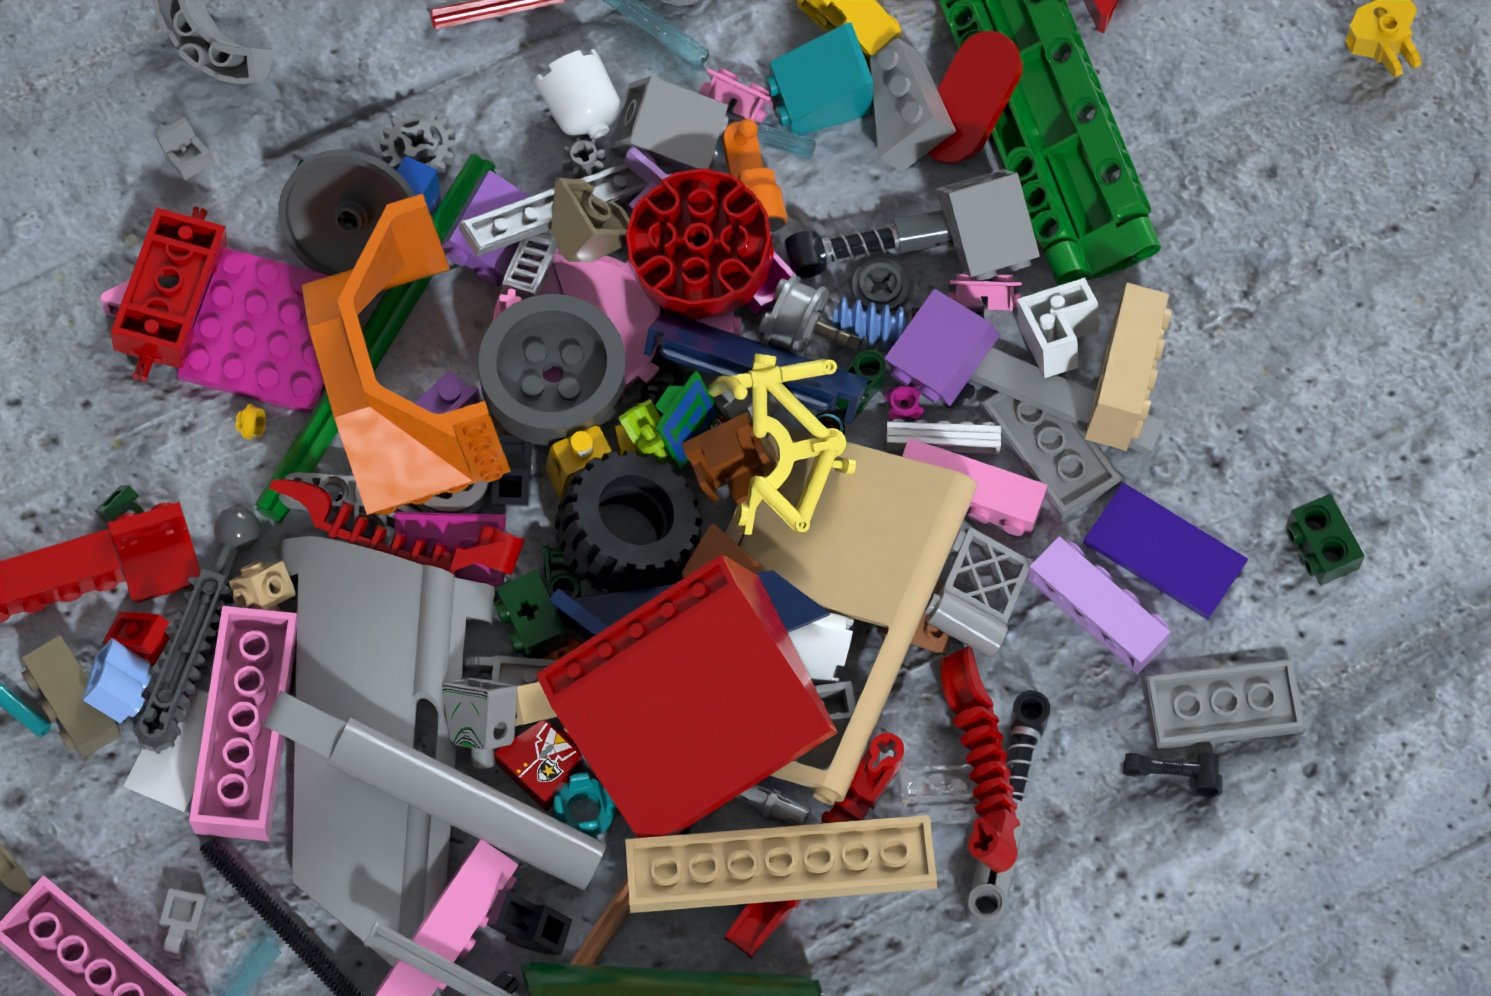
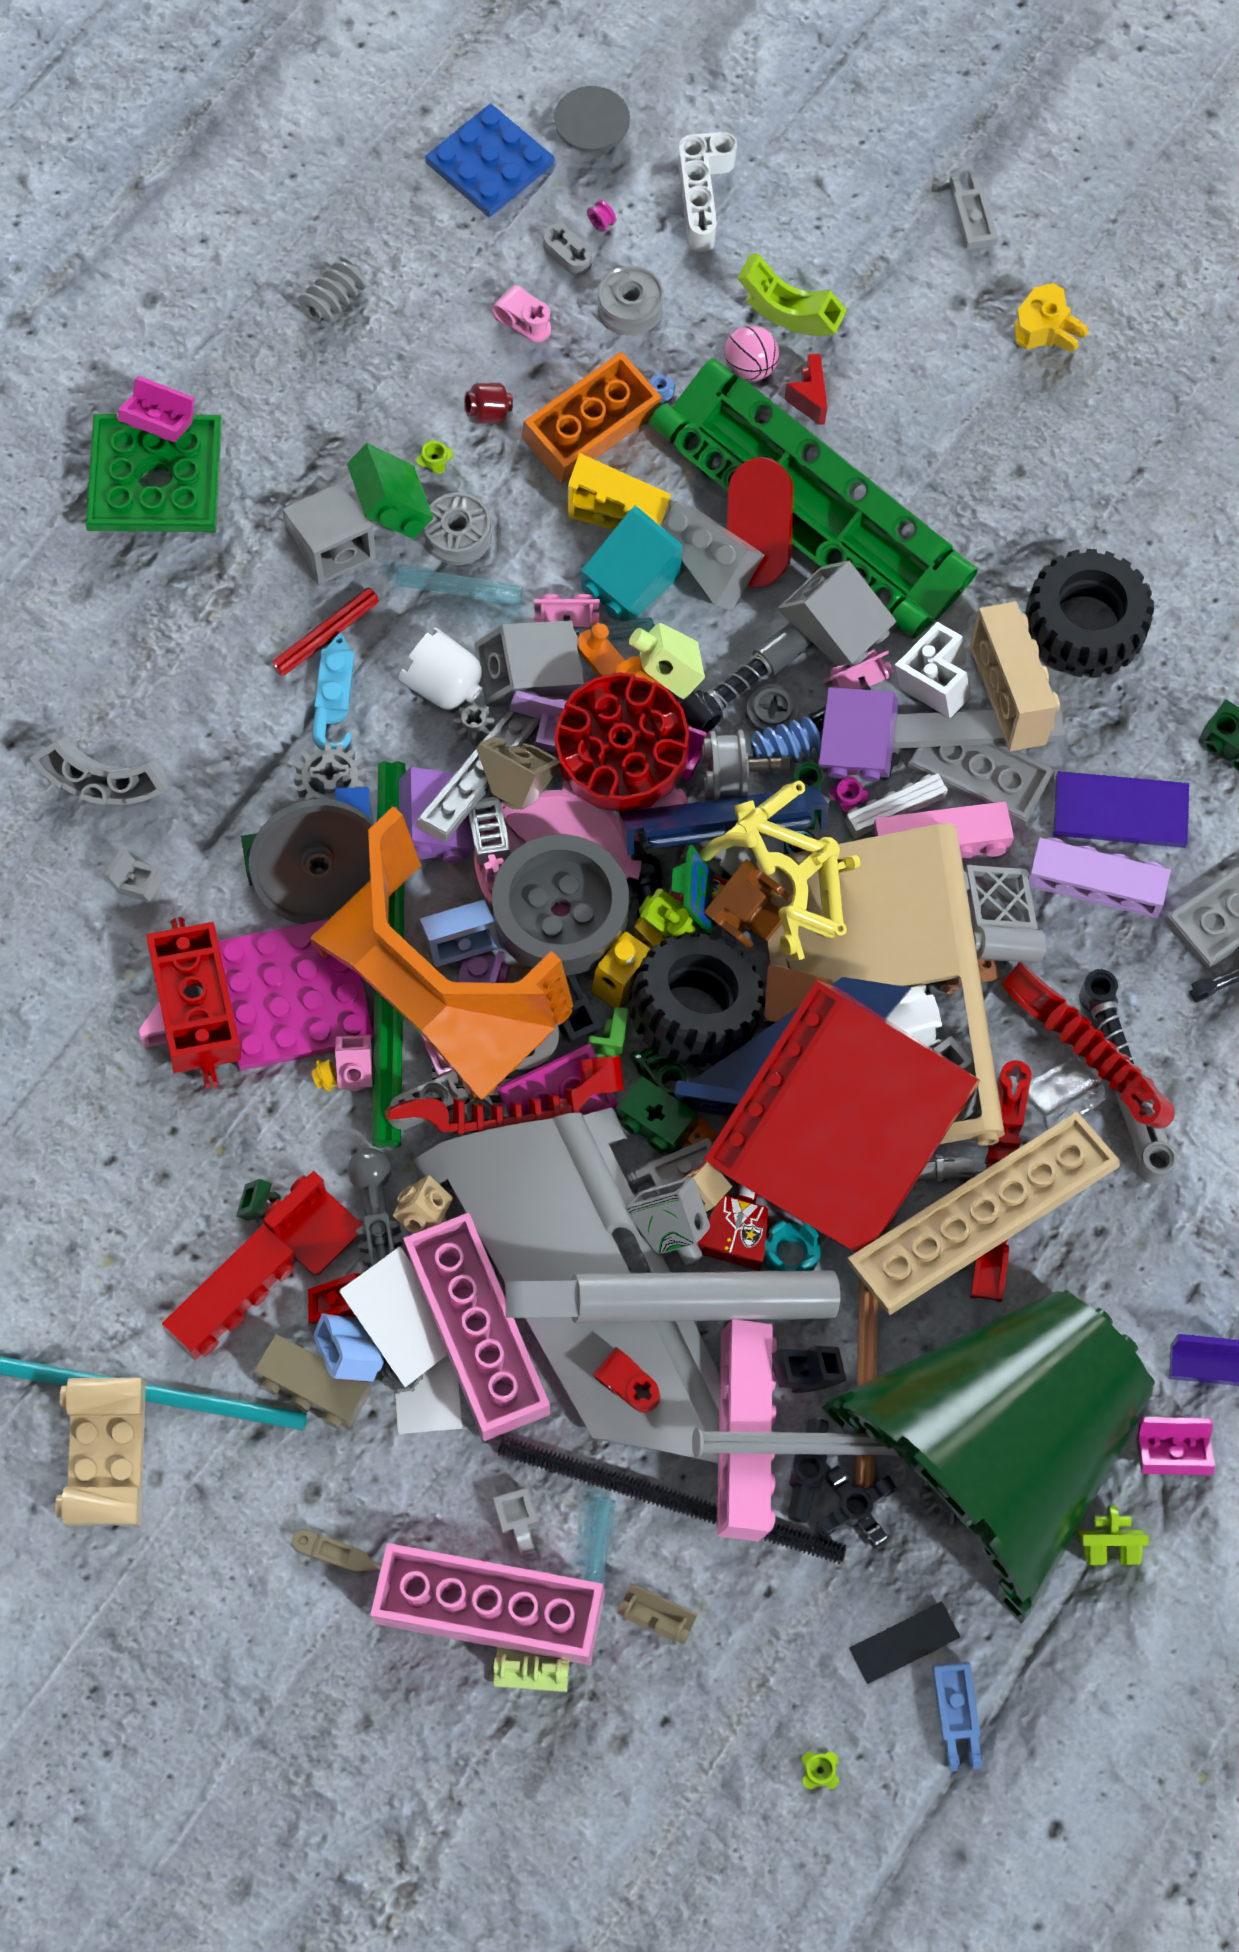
camera: 30 degrees left, 0 degrees up
(174, 674) = (396, 1316): none -> white sticker
(280, 421) = (354, 1062): none -> bright pink brick
(347, 840) = (624, 1377): none -> red piece
(446, 351) = (459, 933): none -> light blue brick
(473, 64) = (333, 690): none -> medium azure plate
(539, 523) = (614, 1035): none -> bright green bracket
(801, 186) = (669, 658): none -> yellowish green torso
(1258, 302) = (1095, 577): none -> black tyre

